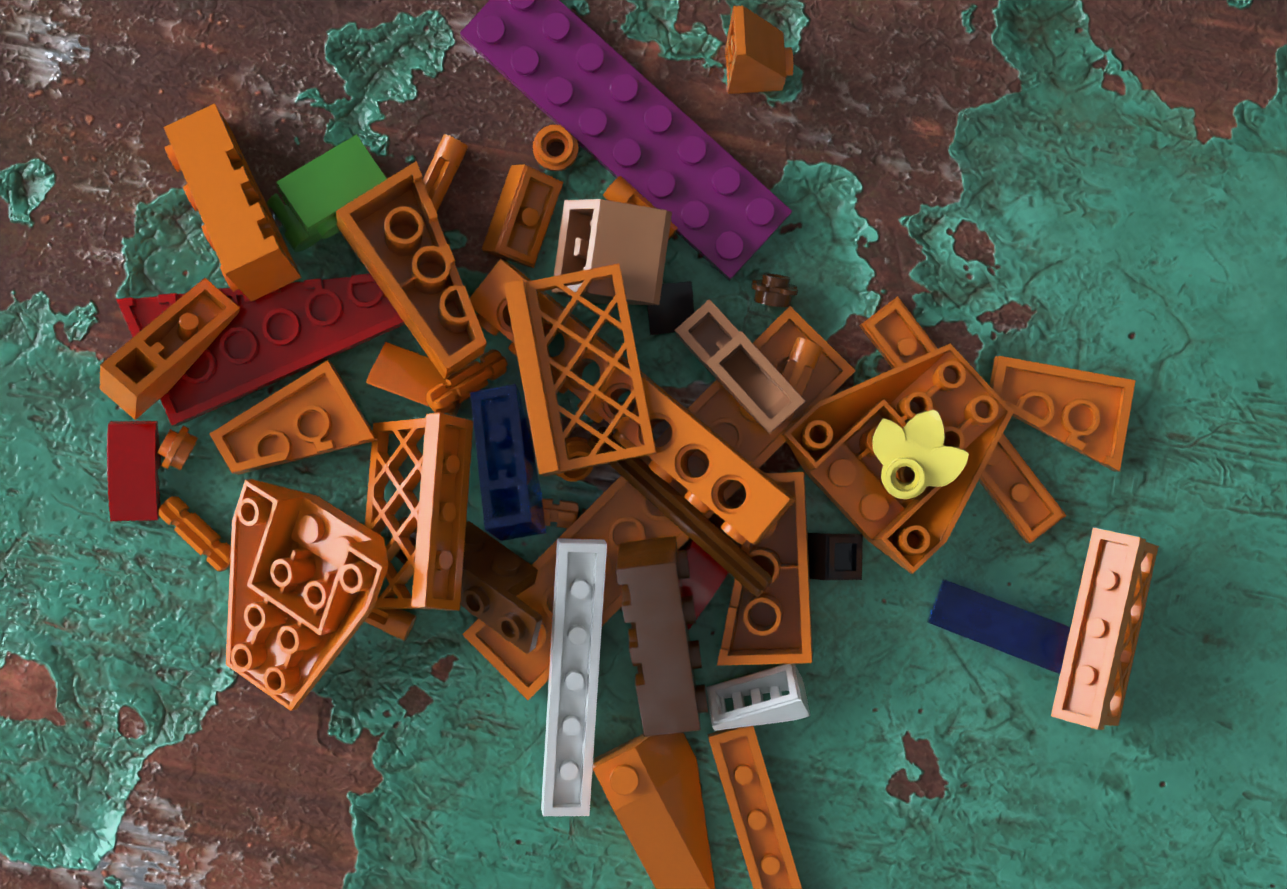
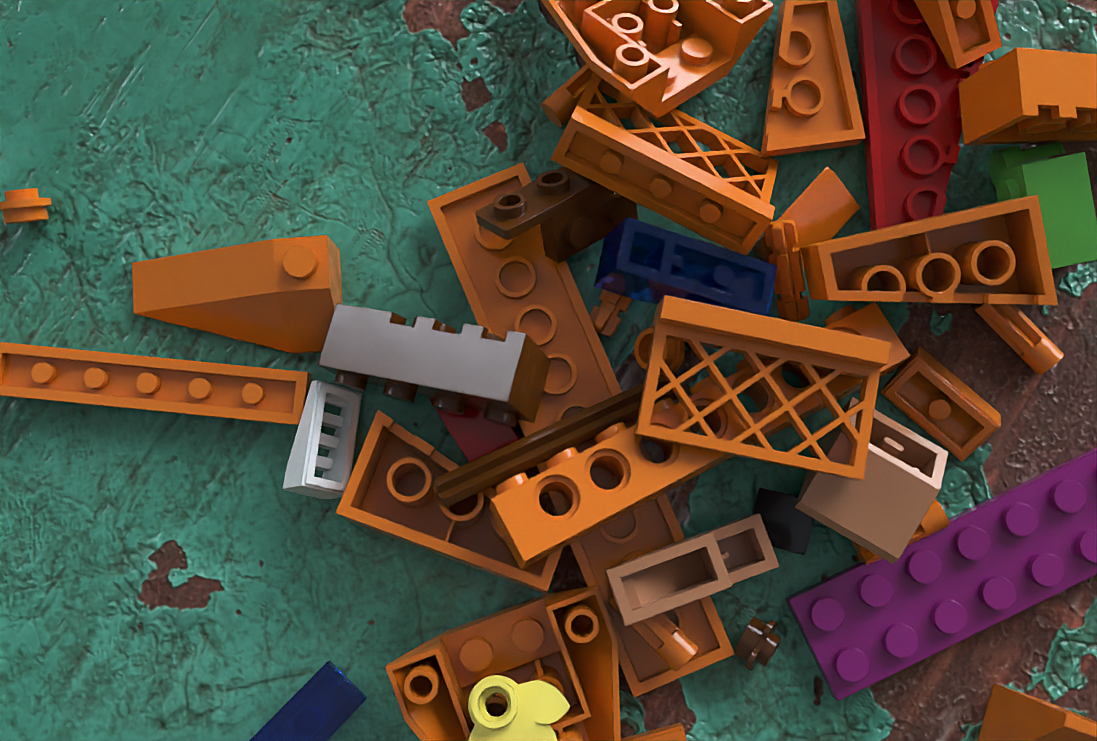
camera: 120 degrees right, 5 degrees down
(552, 134) = (1019, 467): orange plate -> none
(573, 676) = (434, 257): white plate -> none
(835, 556) = (441, 589): black slope -> none

